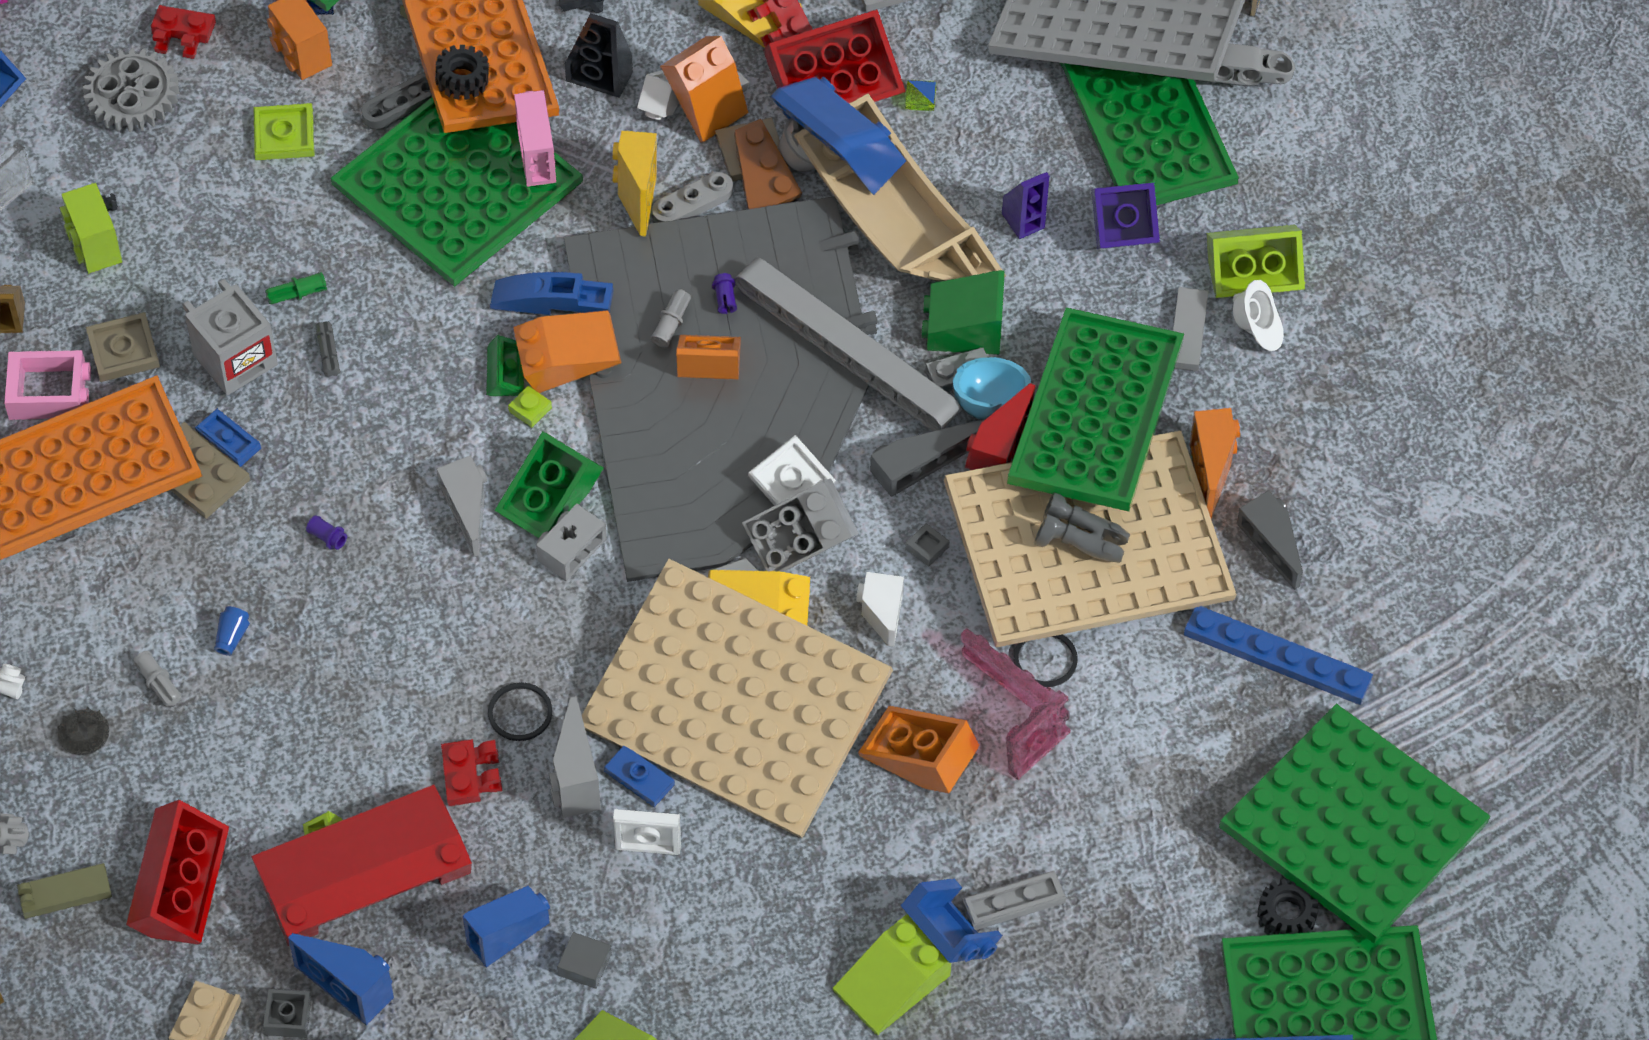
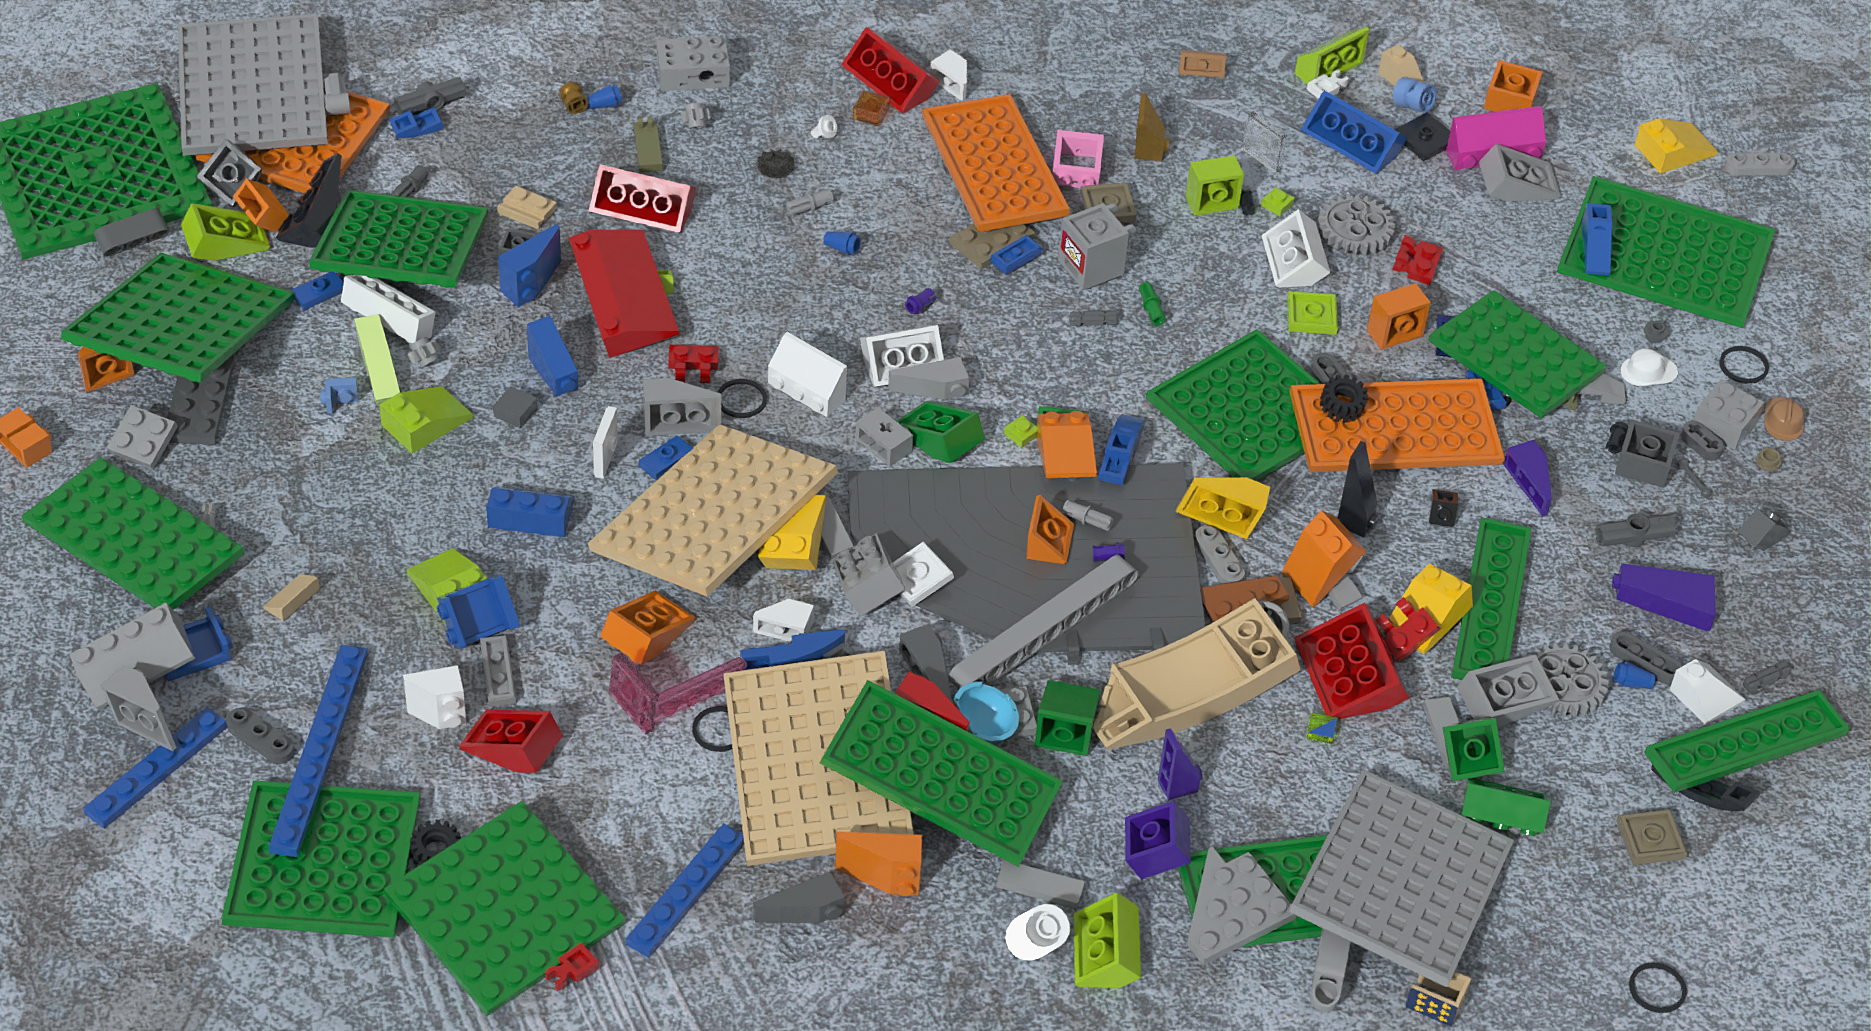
camera: 95 degrees right, 10 degrees down
(91, 171) = (1277, 201): none -> lime plate
(190, 148) = (1295, 252): none -> white slope
(426, 538) = (899, 351): none -> white slope
(492, 629) = (808, 375): none -> white slope
(535, 138) = (1272, 423): bright pink window -> none
(753, 907) = (529, 511): none -> blue slope
(841, 129) = (1251, 610): blue windscreen -> none
(930, 585) = (803, 648): none -> blue slope
(1088, 935) = (436, 697): none -> white slope
(1089, 543) = (813, 750): dark grey piece -> none
(1119, 862) = (513, 738): none -> red slope
(1187, 149) = (1234, 907): none -> light grey wing
(1411, 742) = (573, 964): none -> red plate

